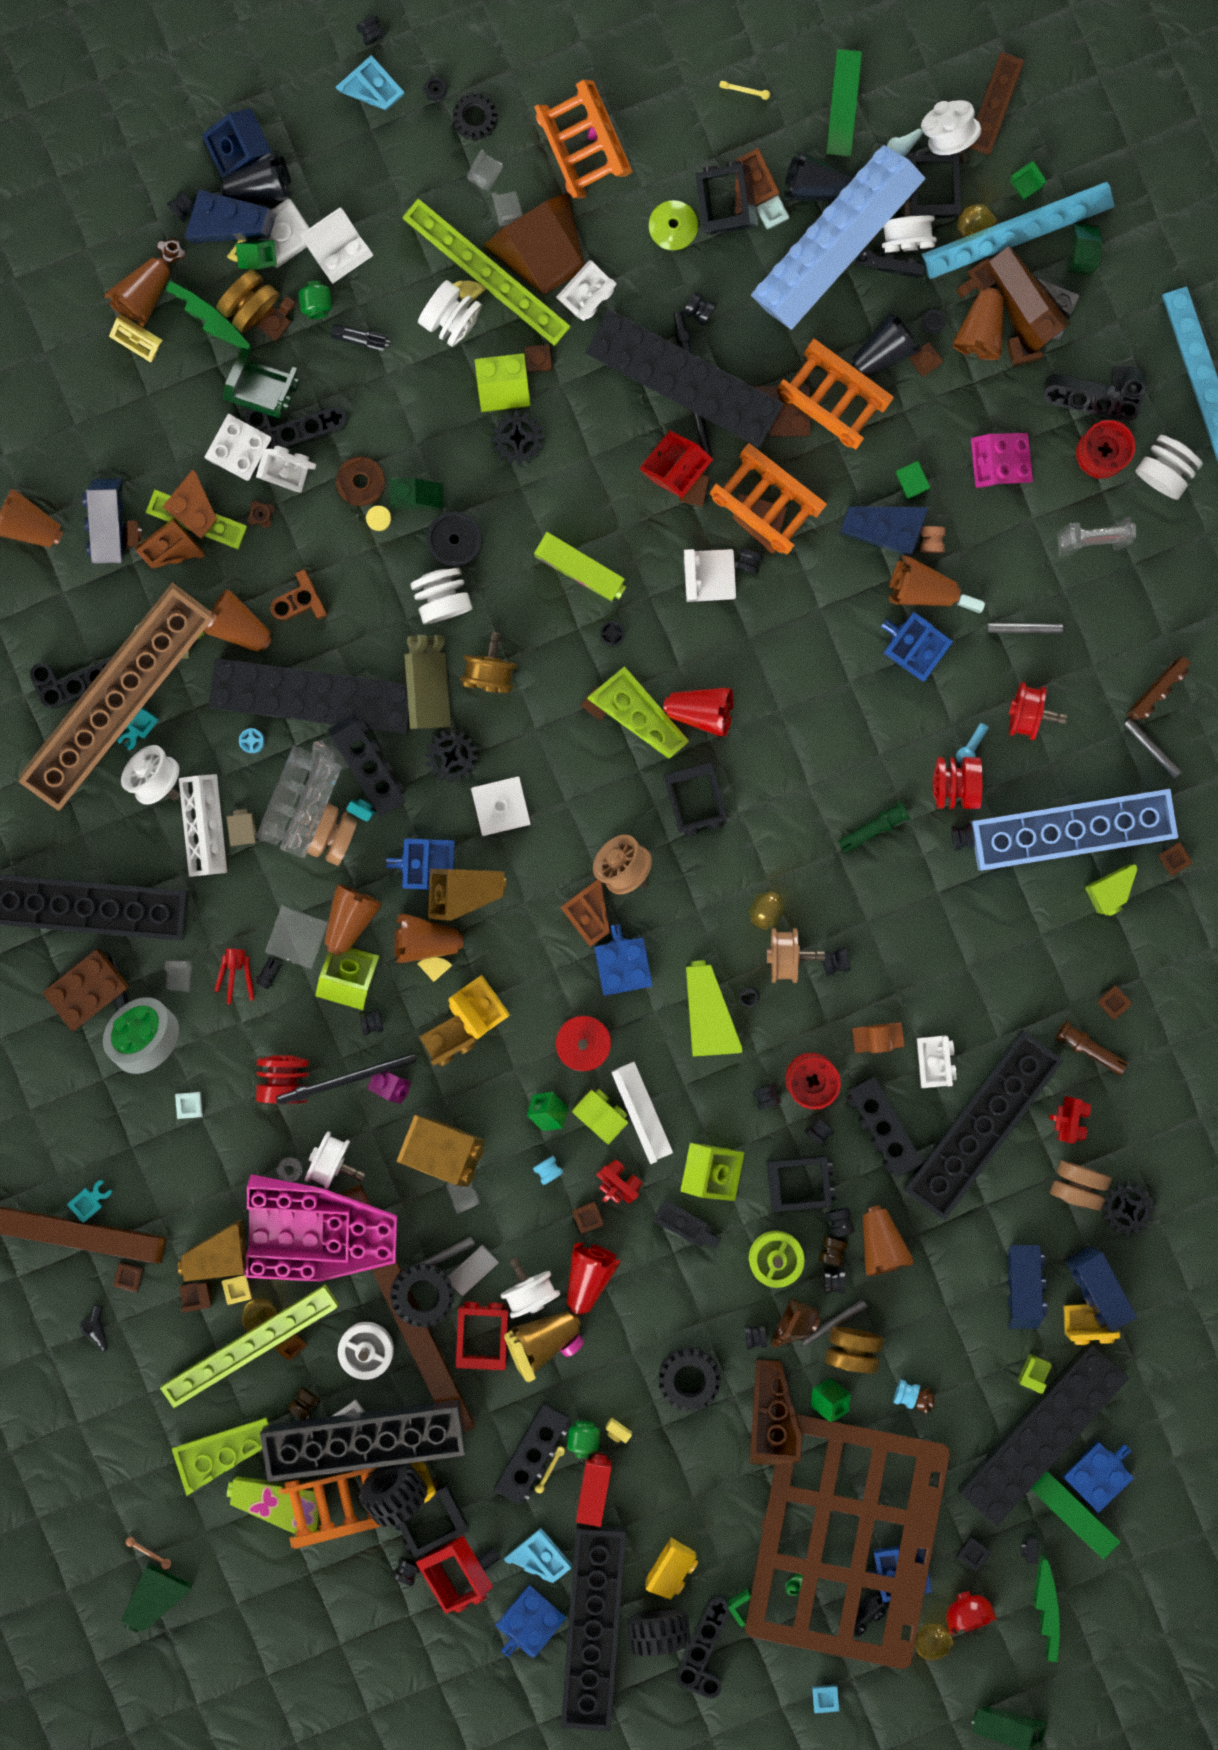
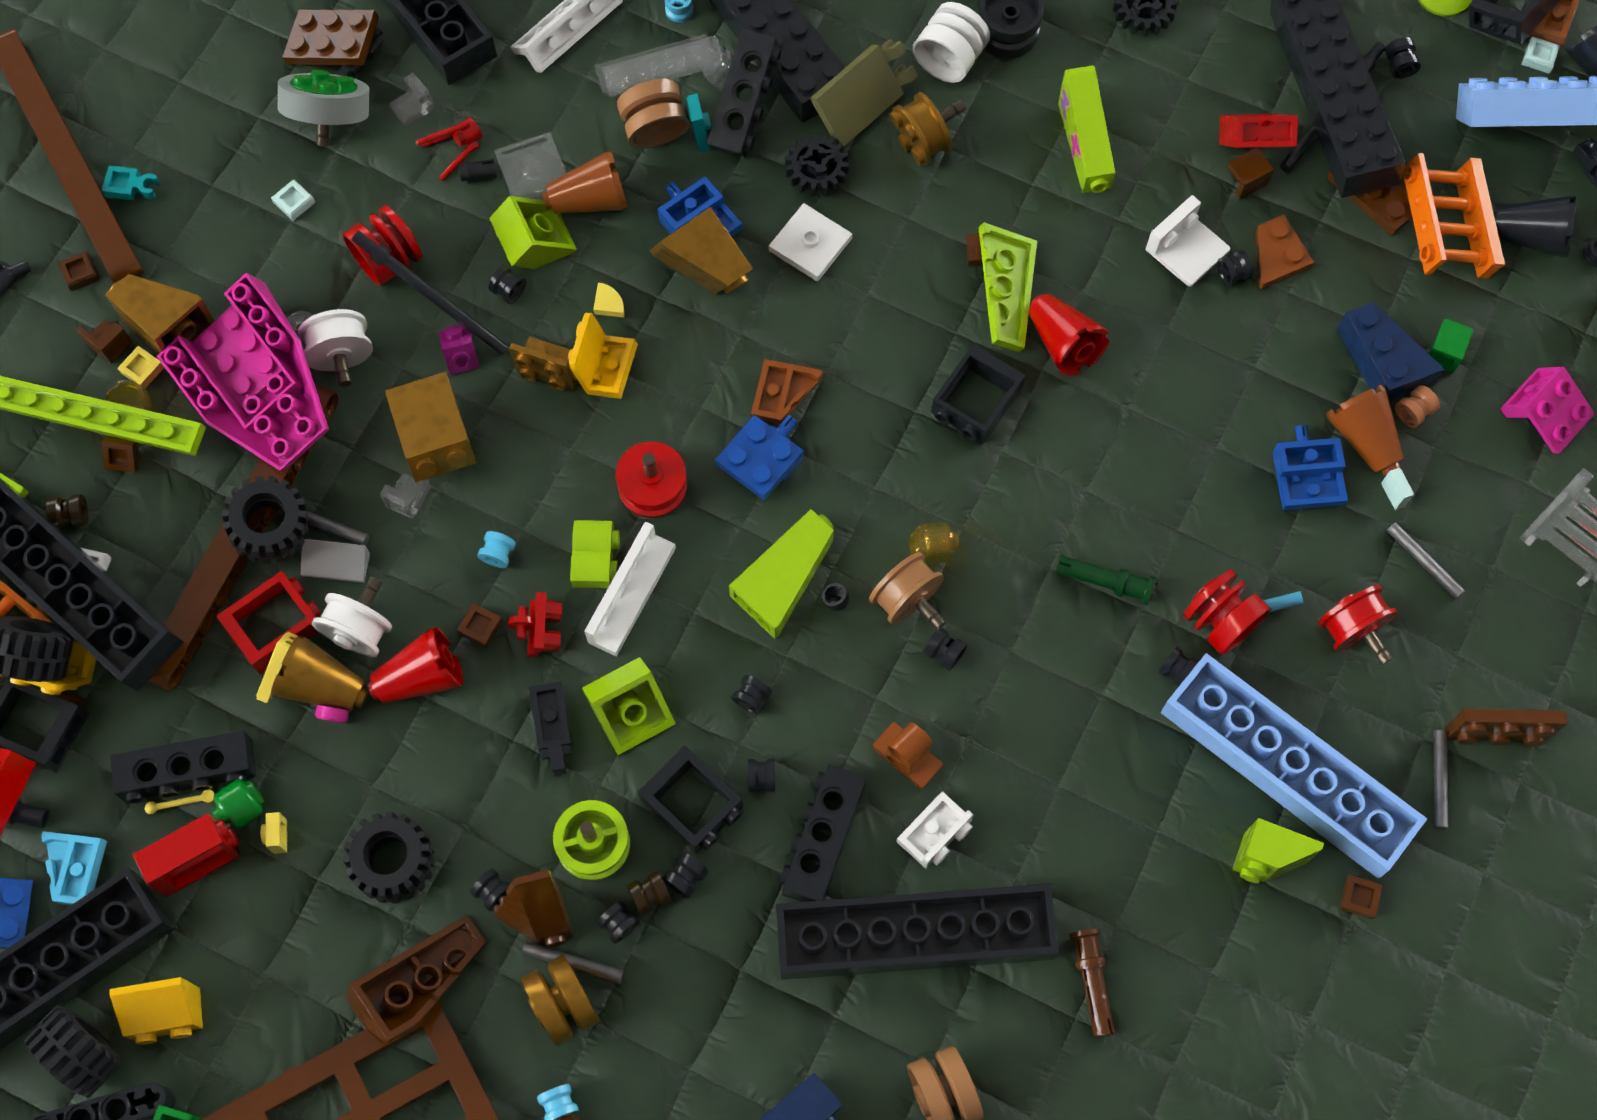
camera: 50 degrees right, 20 degrees down
(241, 828) = (591, 49): dark tan brick -> none
(365, 1350) = (168, 523): white wheel -> none
(424, 939) = (625, 265): dark orange cone -> none
(547, 1111) = (555, 503): green panel -> none
(610, 631) = (1055, 208): black wheel -> none
(622, 865) = (855, 375): medium nougat wheel -> none
(790, 490) = (1329, 225): orange fence -> none
(817, 1094) = (812, 701): red wheel -> none
(830, 1400) = (485, 1027): green panel -> none
(883, 1243) = (699, 938): dark orange cone -> none
(926, 360) = (1560, 274): reddish brown plate -> none
(1068, 1119) = (998, 1019): red hips -> none
(1114, 1002) = (1162, 963): reddish brown plate -> none

